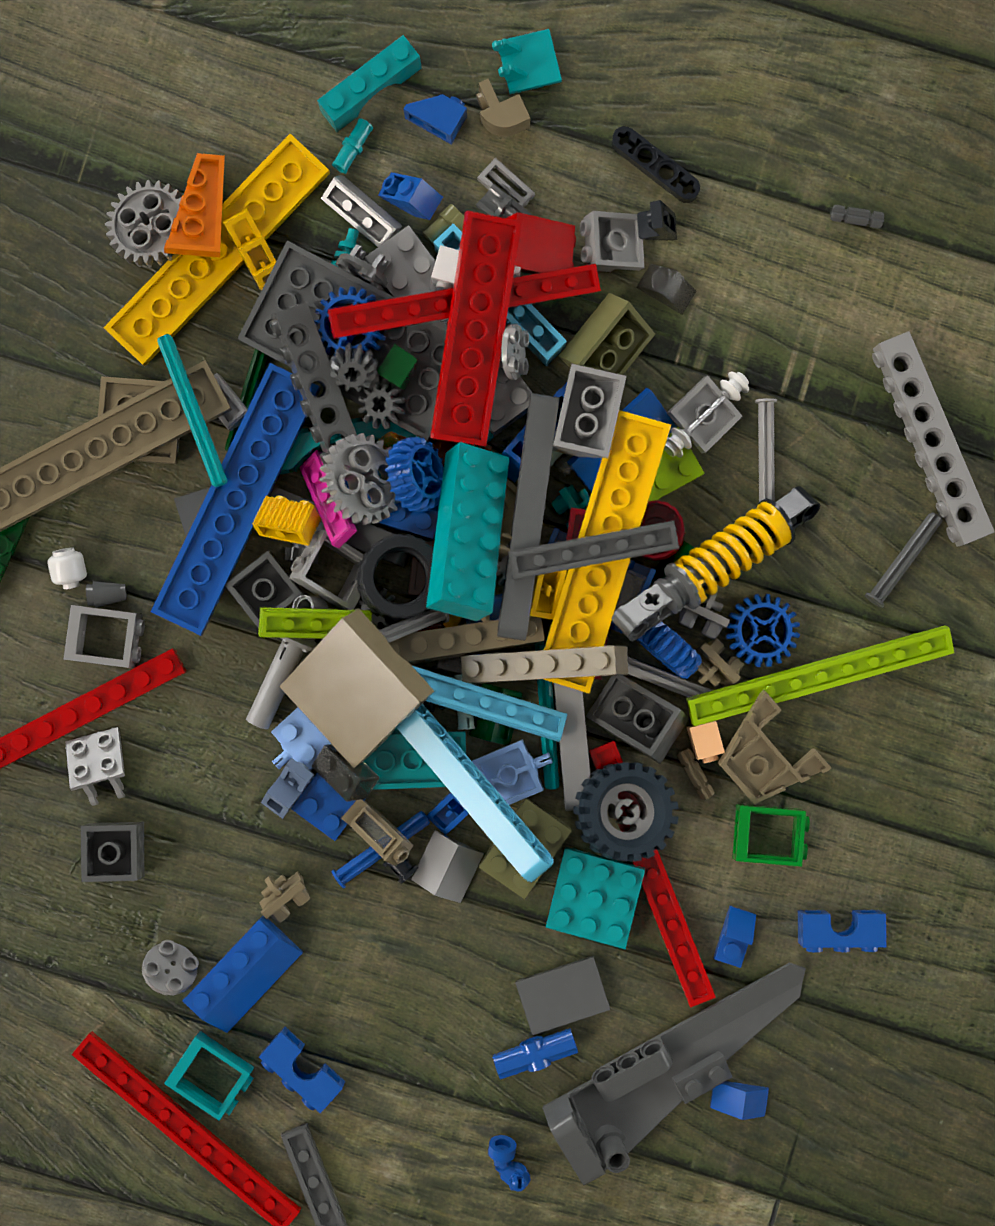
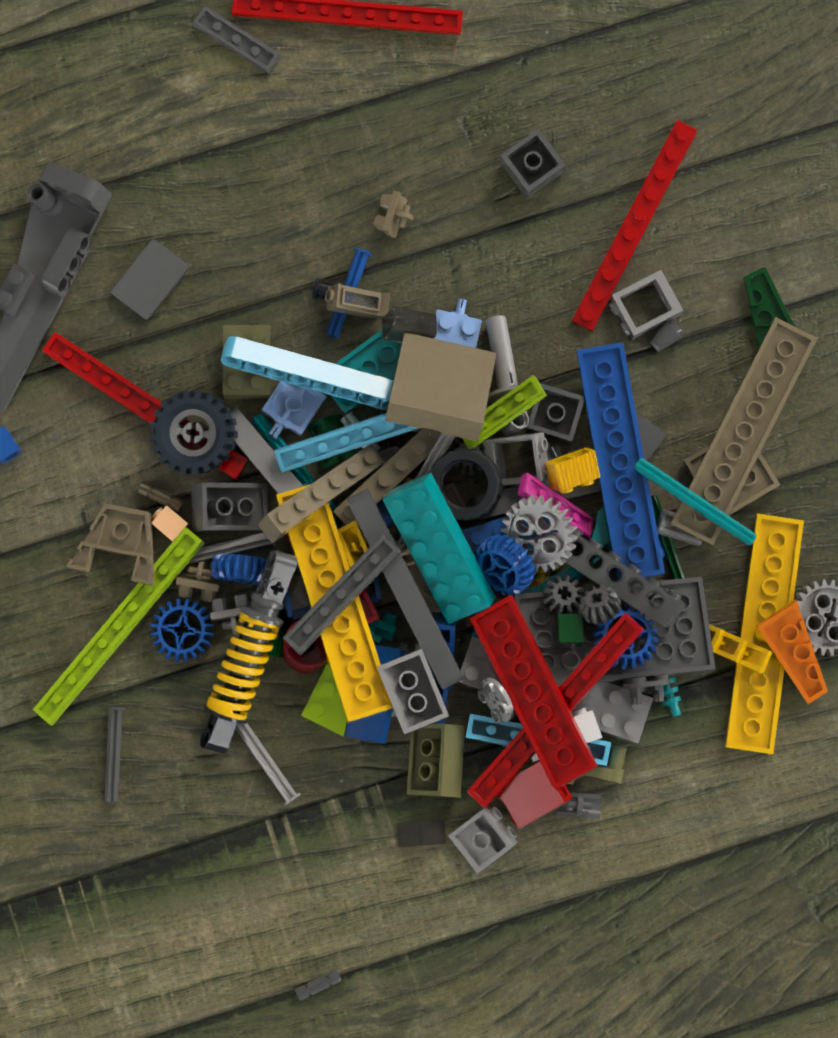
camera: 140 degrees right, 5 degrees down
(67, 567) = (706, 335): white head -> none
(95, 760) = (589, 217): light grey plate -> none
(160, 959) = (447, 112): light grey plate -> none
(196, 1095) = (356, 41): teal window -> none
(243, 975) = (382, 142): blue slope -> none
(287, 788) = (442, 289): sand blue brick -> none
(316, 1088) = (278, 101): blue arch -> none
(323, 807) = (408, 292): blue plate -> none
(352, 146) = (722, 777): teal pin -> none
(360, 211) = (682, 735): light grey slope -> none
(388, 67) = (742, 832): teal arch -> none
(410, 195) = (654, 769): blue slope -> none
(438, 115) = (674, 843): blue slope -> none
(447, 813) = (318, 347): blue slope -> none
(447, 867) = (292, 312): light grey slope -> none
(502, 1151) = (119, 146): blue arm -> none
(504, 117) = (627, 874): dark tan brick -> none
(528, 61) = (639, 931): teal plate -> none
(529, 194) = (611, 829): light grey tile -> none
(535, 1053) = (142, 227): blue piece -> none
(595, 897) = (173, 361): teal plate -> none
(652, 168) = (492, 924): black beam -> none
(657, 223) = (460, 874): black slope -> none
(705, 414) = (329, 757): light grey plate -> none
(735, 936) = (55, 402): blue slope -> none
(741, 835) = (51, 493): green window -> none
(936, 424) = (77, 813): light grey brick -> none

